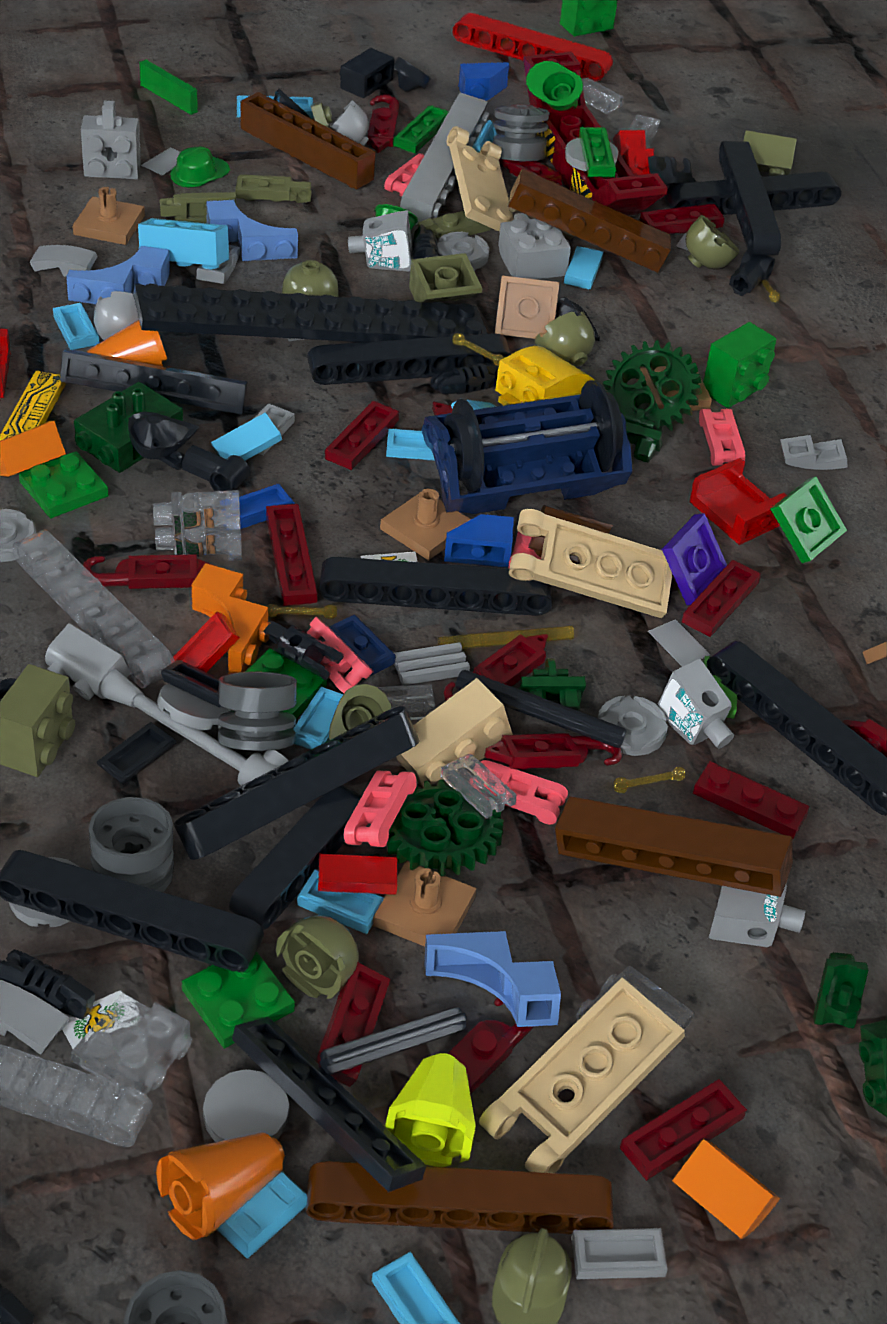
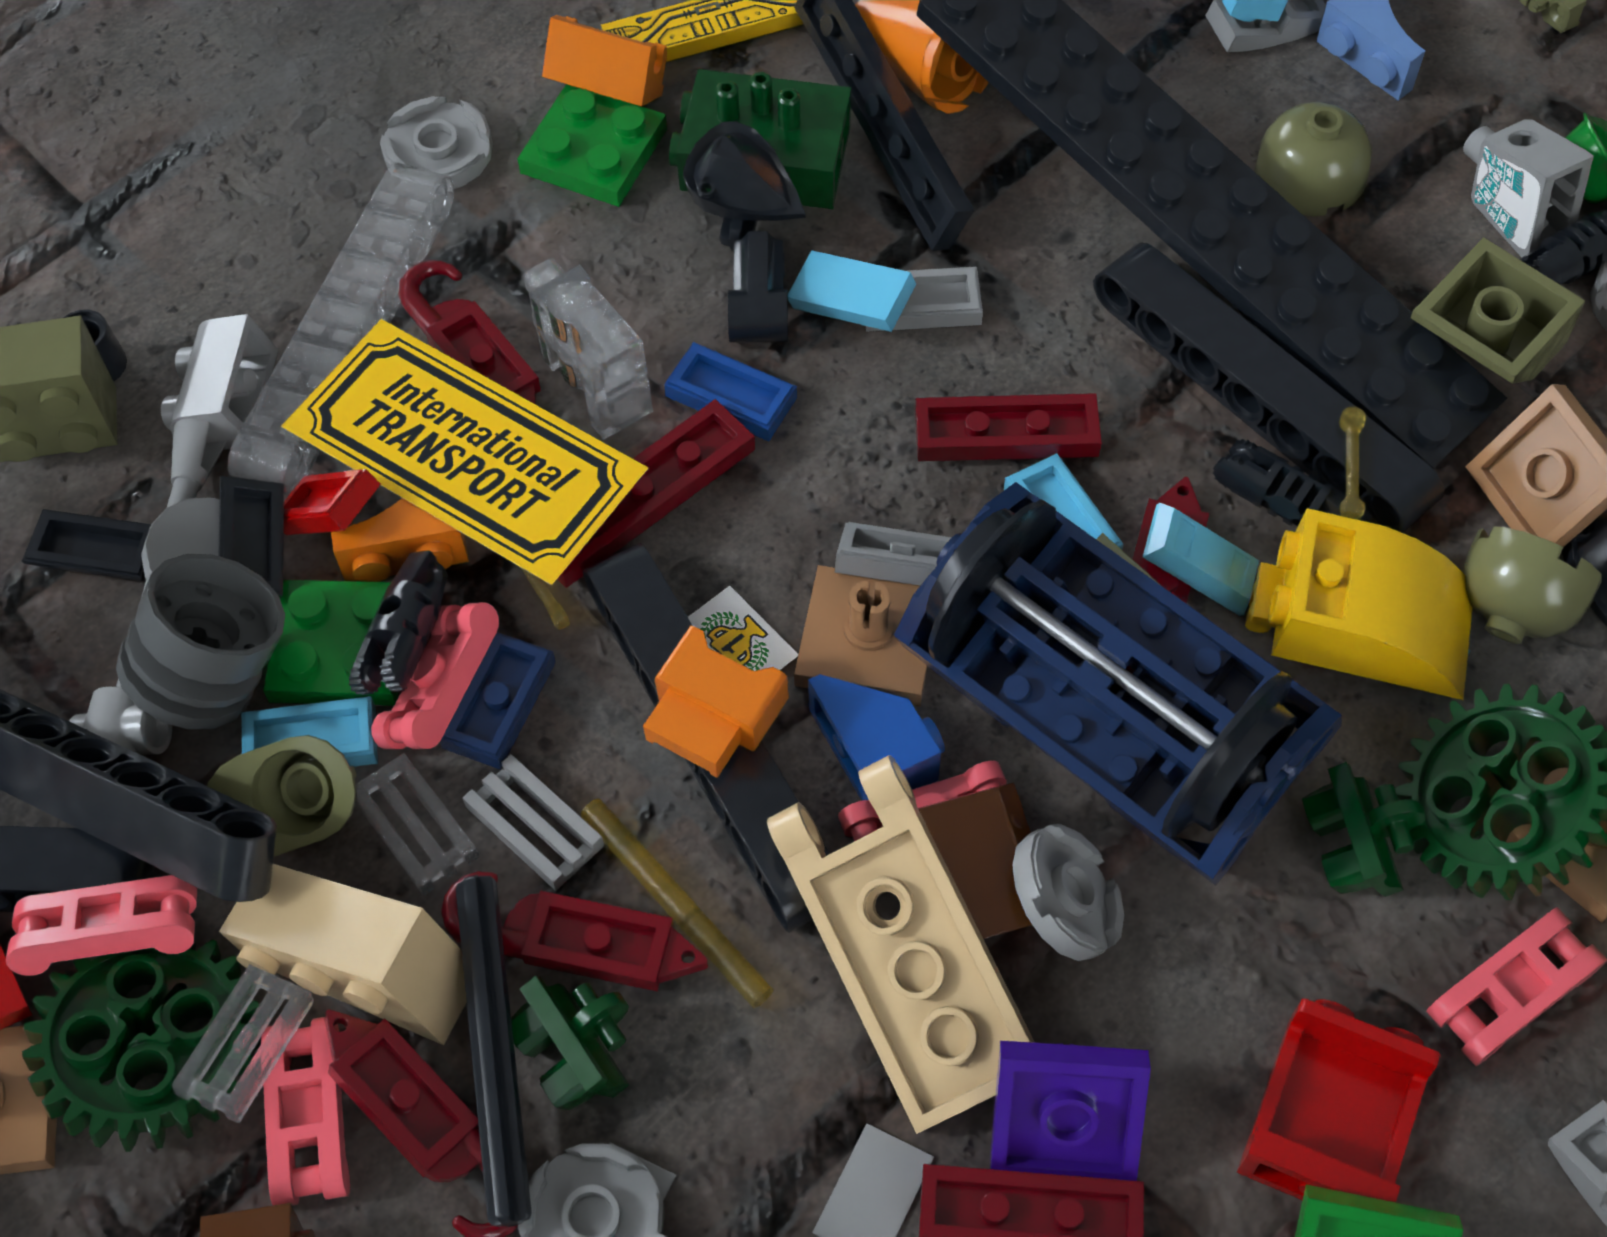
camera: 65 degrees right, 15 degrees up
(225, 583) = (466, 450): none -> yellow sticker
(398, 494) = (888, 553): none -> light grey tile
(438, 561) = (712, 704): none -> orange piece
(601, 514) = (1067, 892): none -> light grey tile

